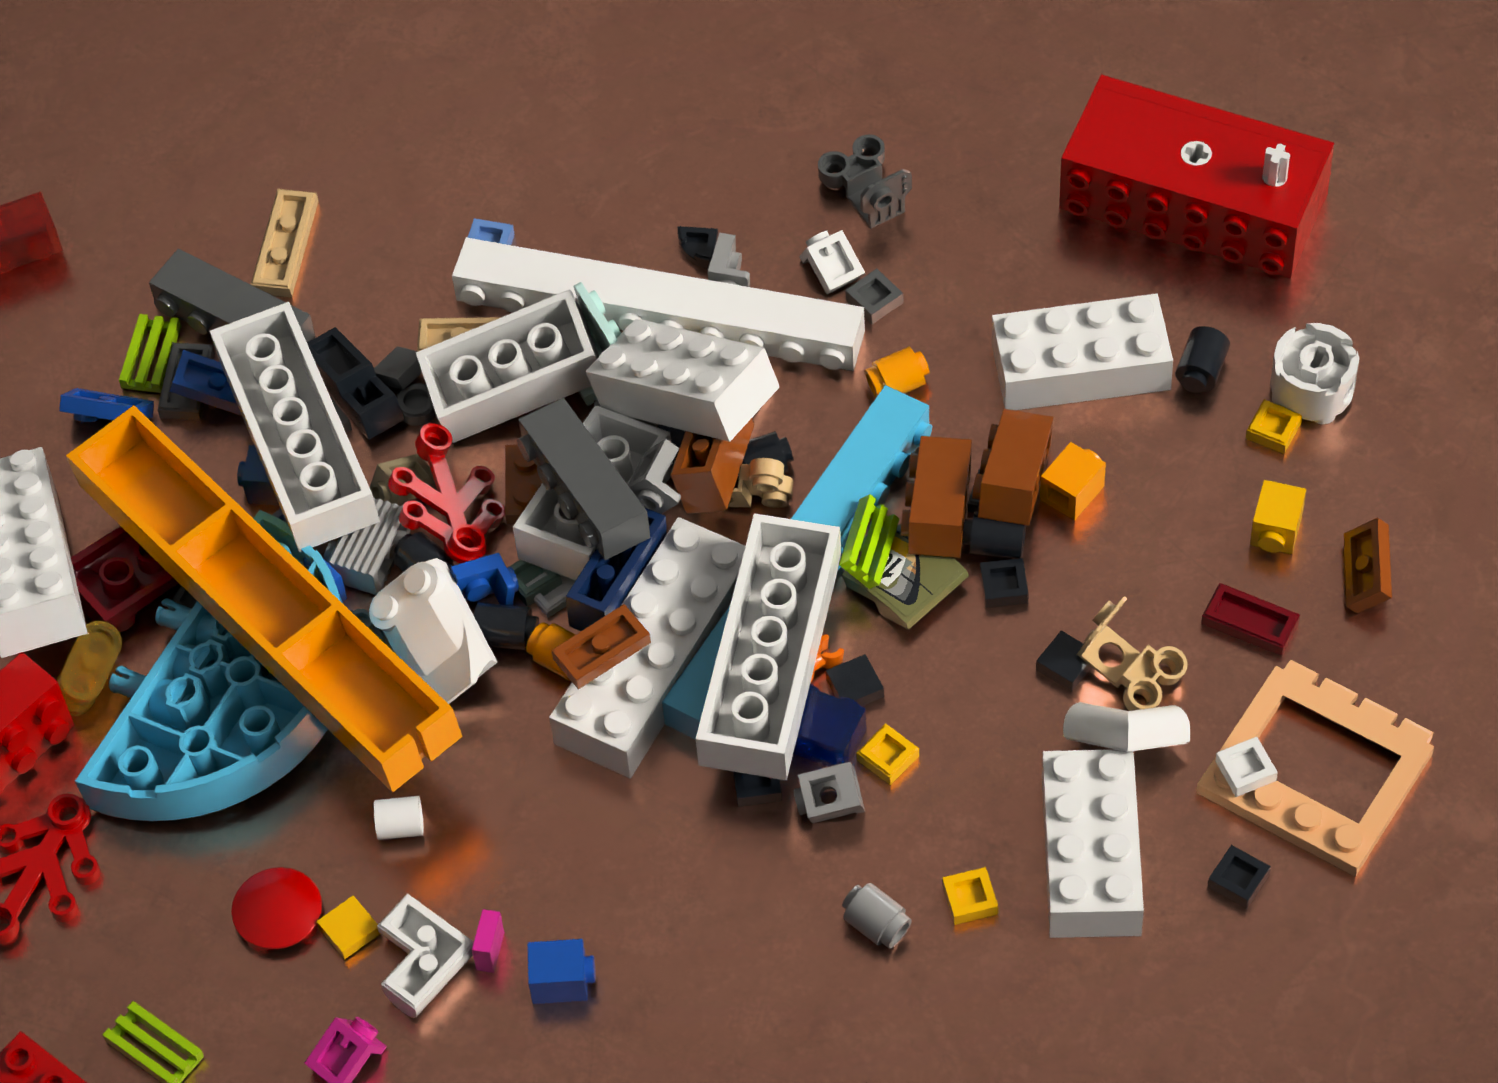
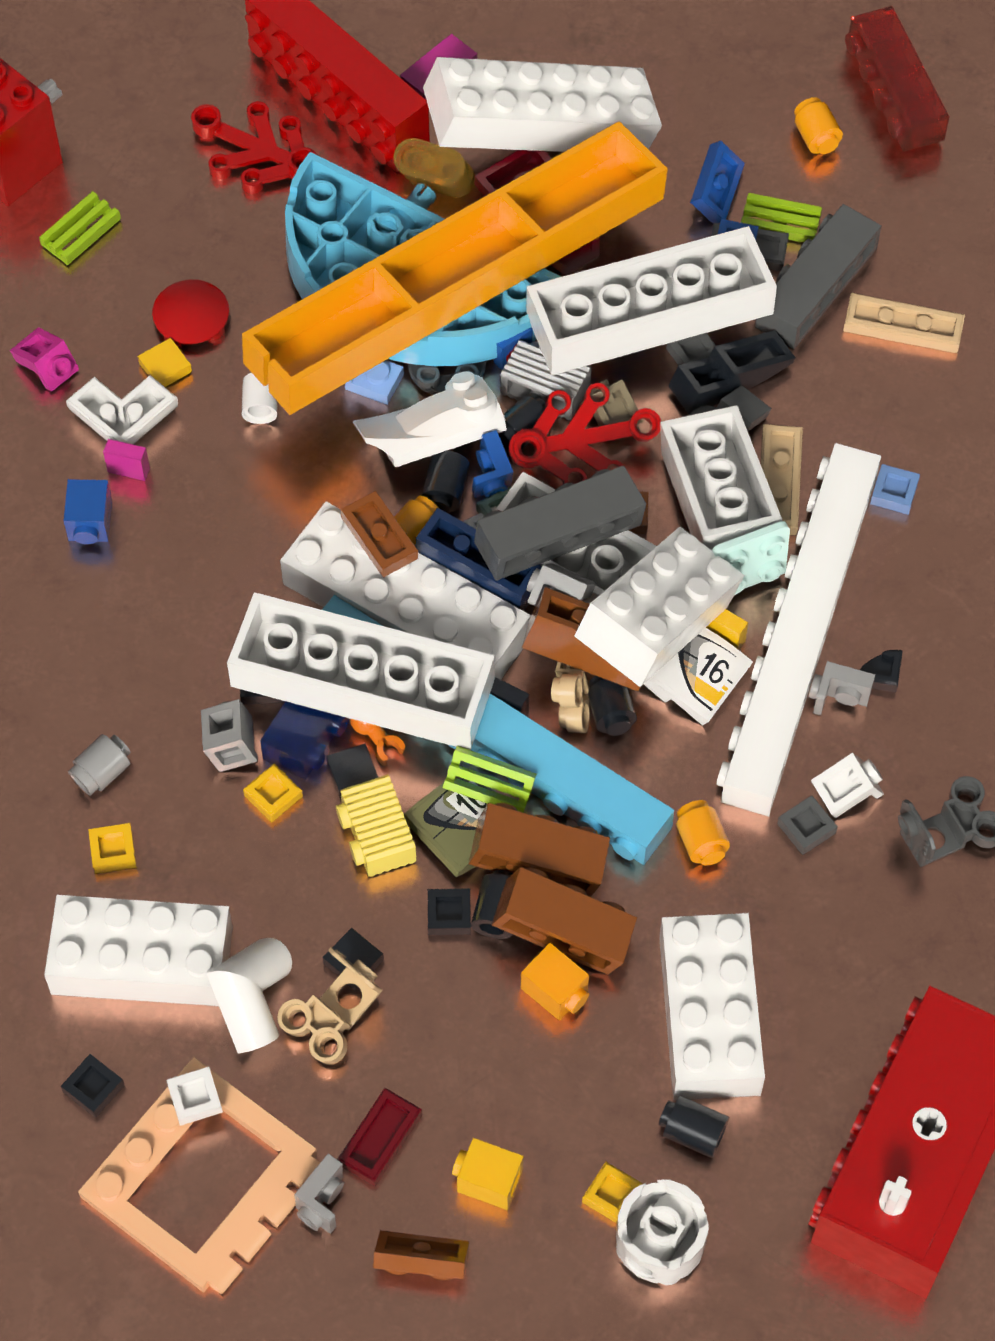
camera: 90 degrees right, 5 degrees up
(33, 320) = (817, 126): none -> light orange brick
(921, 647) = (377, 826): none -> light yellow brick
(1322, 656) = (320, 1187): none -> light grey bracket

